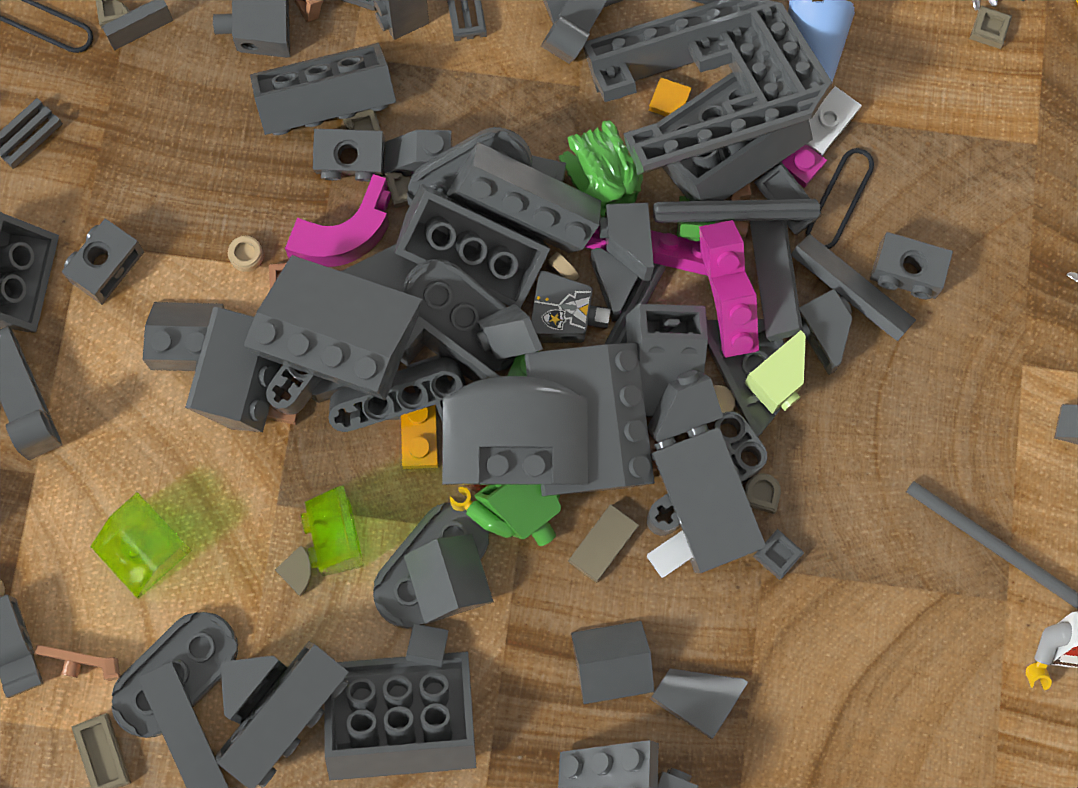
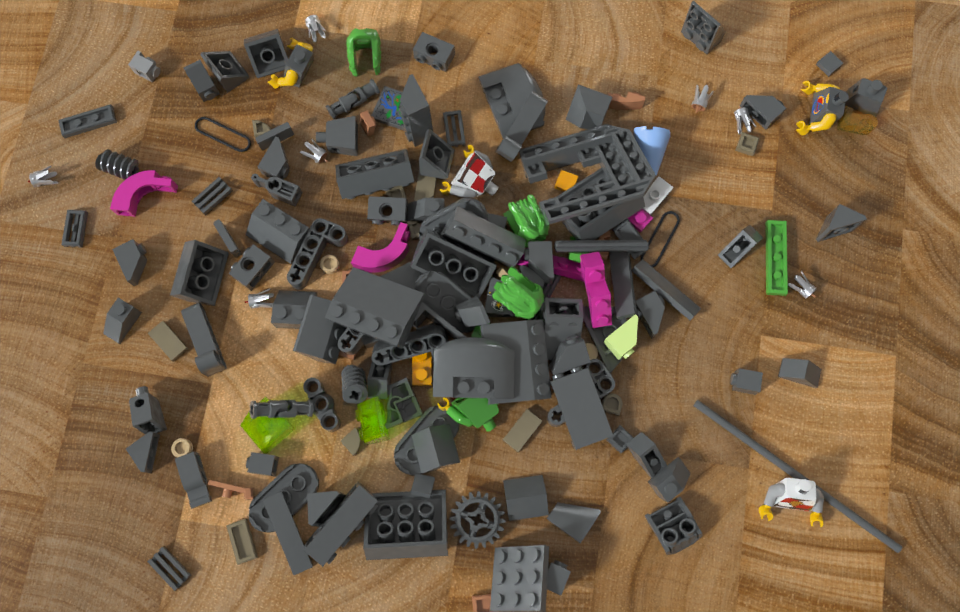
camera: 10 degrees right, 0 degrees up
(56, 209) = (228, 240): none -> dark grey tile
(110, 319) = (254, 300): none -> flat silver piece
(134, 614) = (262, 464): none -> dark grey brick
(138, 70) = (275, 161): none -> dark grey slope
(149, 195) = (276, 231): none -> dark grey slope
(161, 125) = (286, 192): none -> dark grey piece
(167, 512) = (281, 408): none -> dark grey piece
(217, 235) = (314, 255): none -> dark grey beam
(221, 56) = (320, 153): none -> flat silver piece
(231, 491) = (318, 396): none -> dark grey piece
(297, 466) = (354, 384): none -> dark grey piece
(343, 459) = (379, 380): none -> dark grey slope
(384, 501) = (402, 403): none -> dark grey slope
(416, 104) = (425, 187): none -> dark tan tile
(433, 56) = (435, 156): none -> dark grey slope
(497, 692) = (460, 513): none -> dark grey gear
(502, 91) = (473, 176): none -> torso
(592, 298) = (519, 294): none -> bright green piece
(670, 554) = (559, 438): white sticker -> none
(828, 581) = (647, 454): none -> dark grey slope
(869, 624) = (670, 480): none -> dark grey slope
(879, 705) = (674, 527): none -> dark grey slope
(929, 260) = (709, 276): dark grey brick -> none
(982, 208) = (740, 246): none -> dark grey slope
(999, 446) = (746, 381): none -> dark grey brick
(1046, 227) = (776, 258): none -> bright green plate

